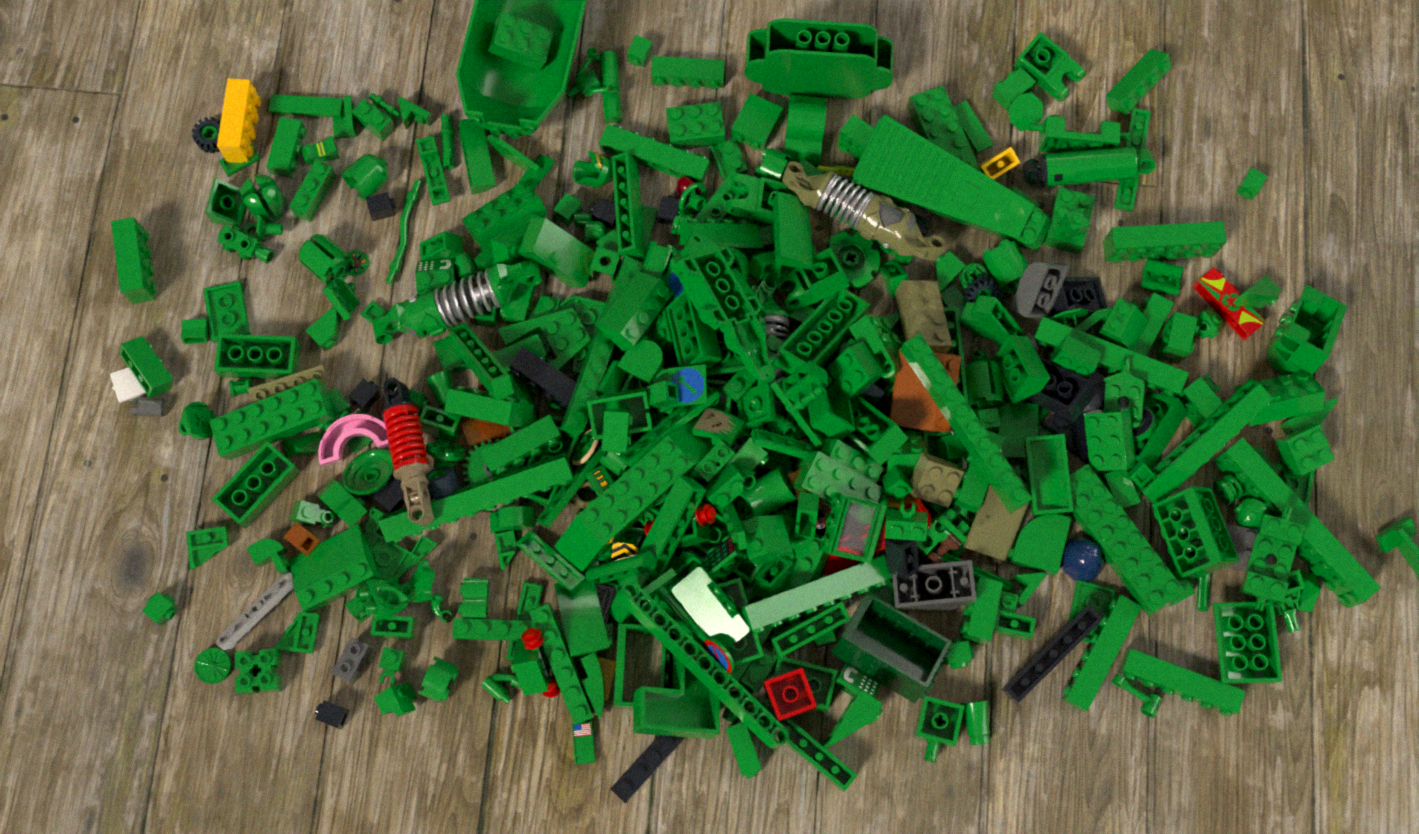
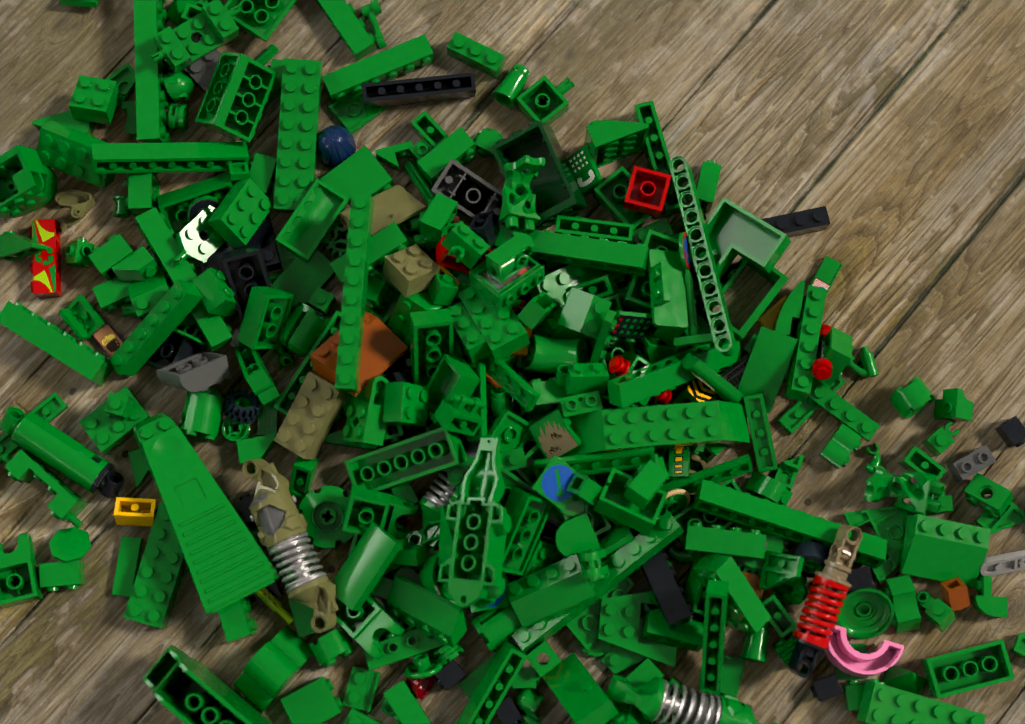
camera: 140 degrees left, 5 degrees up
(333, 640) = (981, 486): none -> green brick
(461, 454) = (780, 569): none -> green wing
(614, 344) = (594, 567): none -> green brick
(861, 541) = (510, 257): none -> green piece
(893, 596) = (513, 206): none -> green hips
(948, 541) = (438, 216): none -> green brick
(1029, 726) = (476, 55): none -> green brick
(1097, 300) = (155, 328): none -> green brick
(1122, 276) = (108, 339): none -> tile
(1153, 340) = (136, 266): none -> green slope
(1251, 366) = (78, 210): none -> olive helmet

